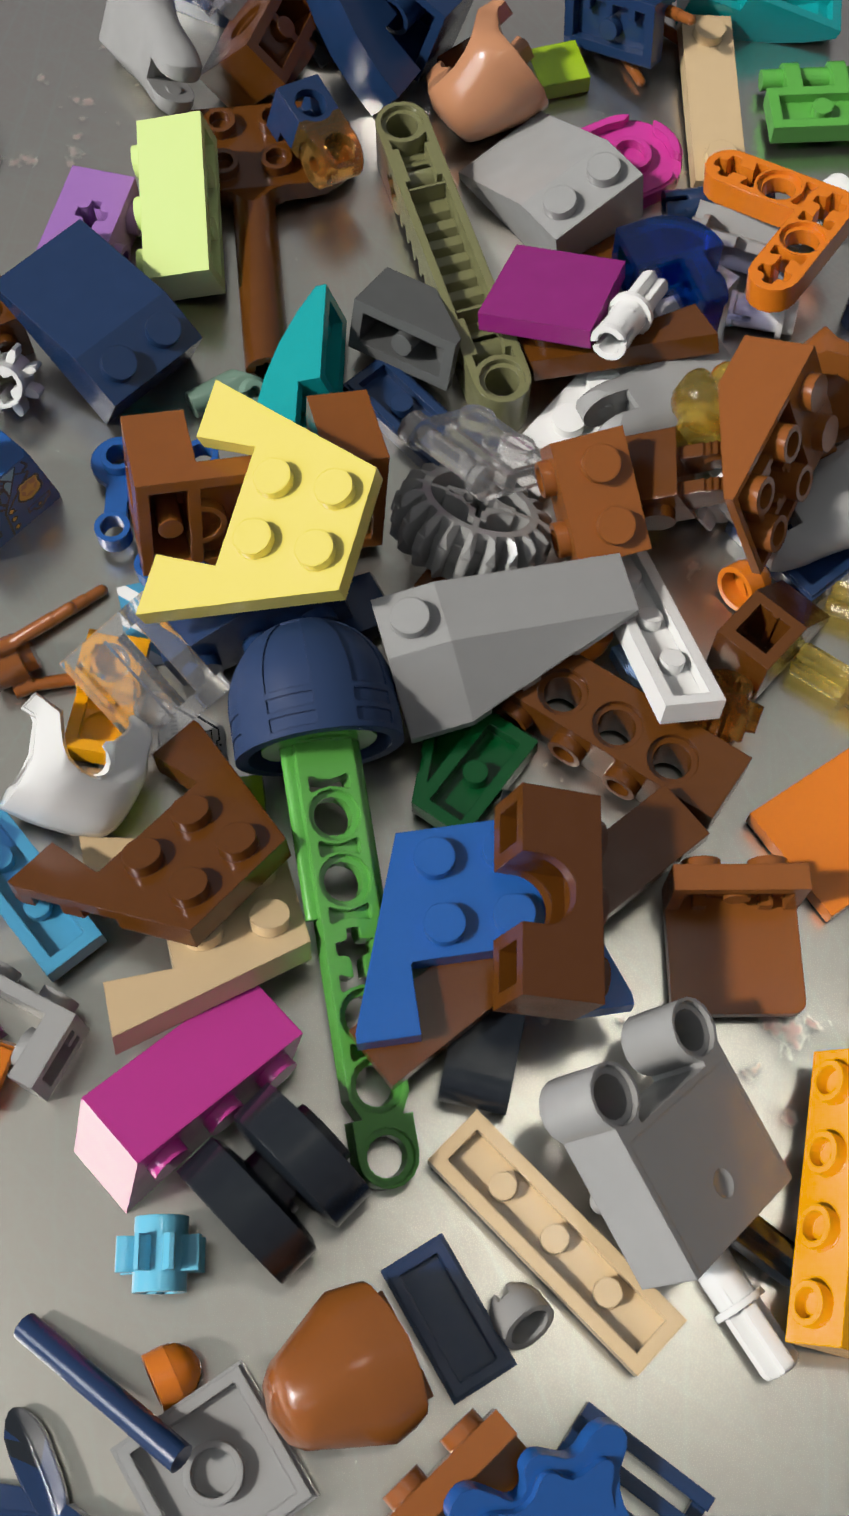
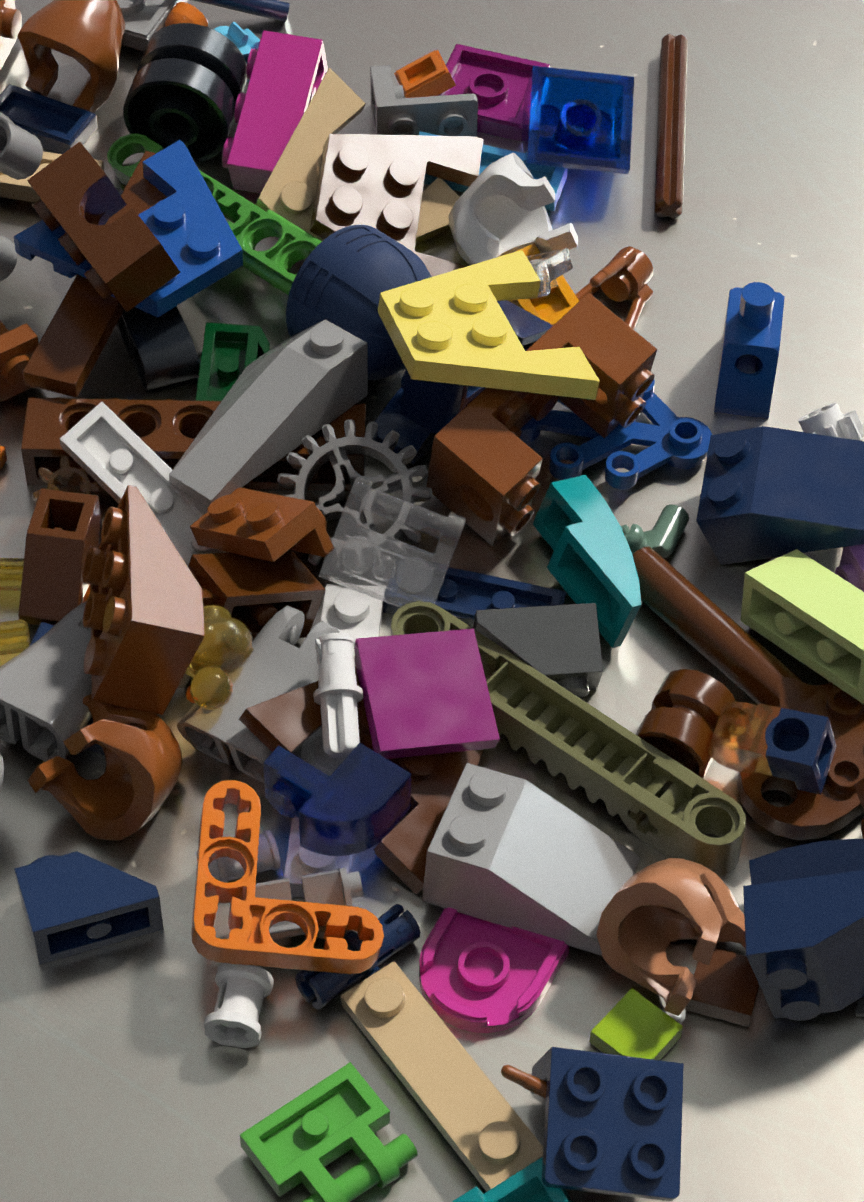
camera: 145 degrees right, 15 degrees down
(359, 212) = (685, 717): none -> reddish brown wheel

